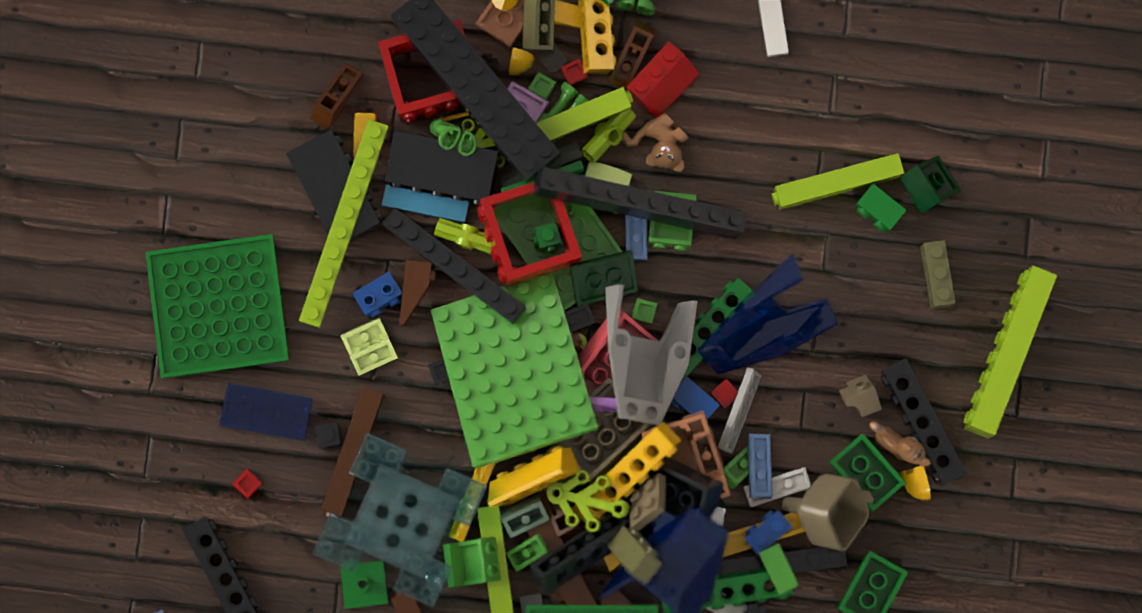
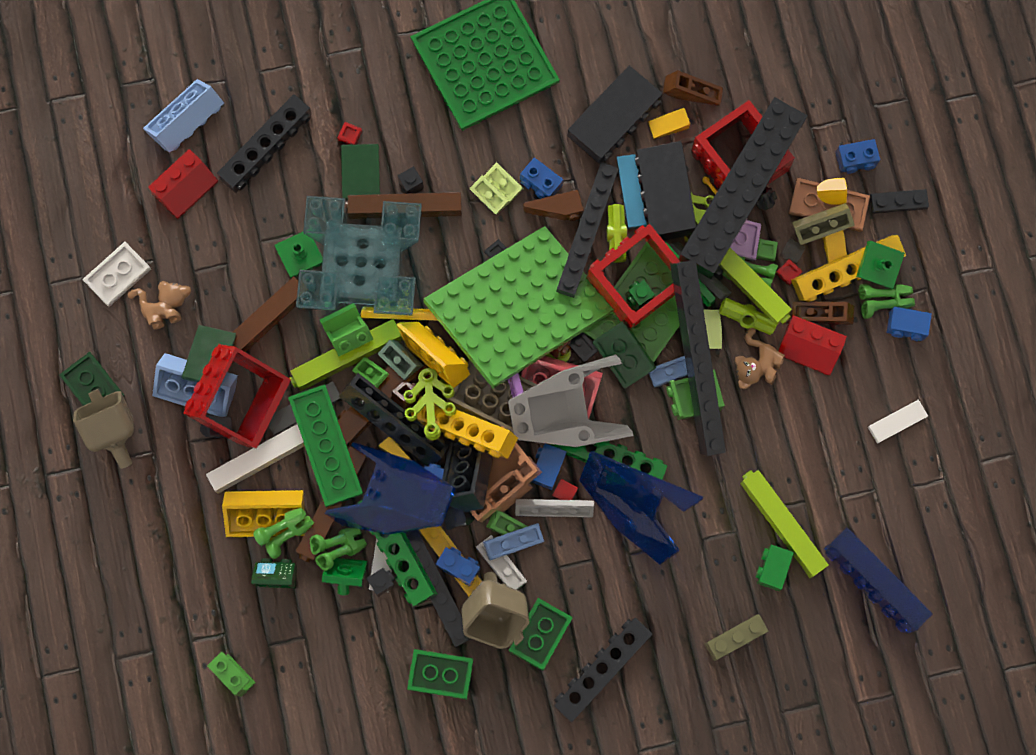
camera: 65 degrees right, 5 degrees down
(266, 412) = (412, 127): clear blue plate -> none
(295, 486) = (360, 170): none -> dark green tile
(344, 223) = (589, 129): lime plate -> none
(450, 134) = (696, 183): bright green piece -> none
(520, 61) = (779, 223): yellow brick -> none
(635, 553) = (397, 454): olive brick -> none
(644, 311) = (609, 400): bright green tile -> none
(647, 502) = (445, 451): dark tan plate -> none
(778, 569) = (428, 583): bright green slope -> none
(862, 395) = (605, 607): dark tan brick -> none
(903, 449) = (573, 660): medium nougat animal -> none
(917, 483) = (548, 682): yellow brick -> none
(929, 184) = (813, 603): dark green slope -> none
(931, 110) = (877, 581): none -> clear blue brick
(1010, 352) = (693, 723): lime brick -> none

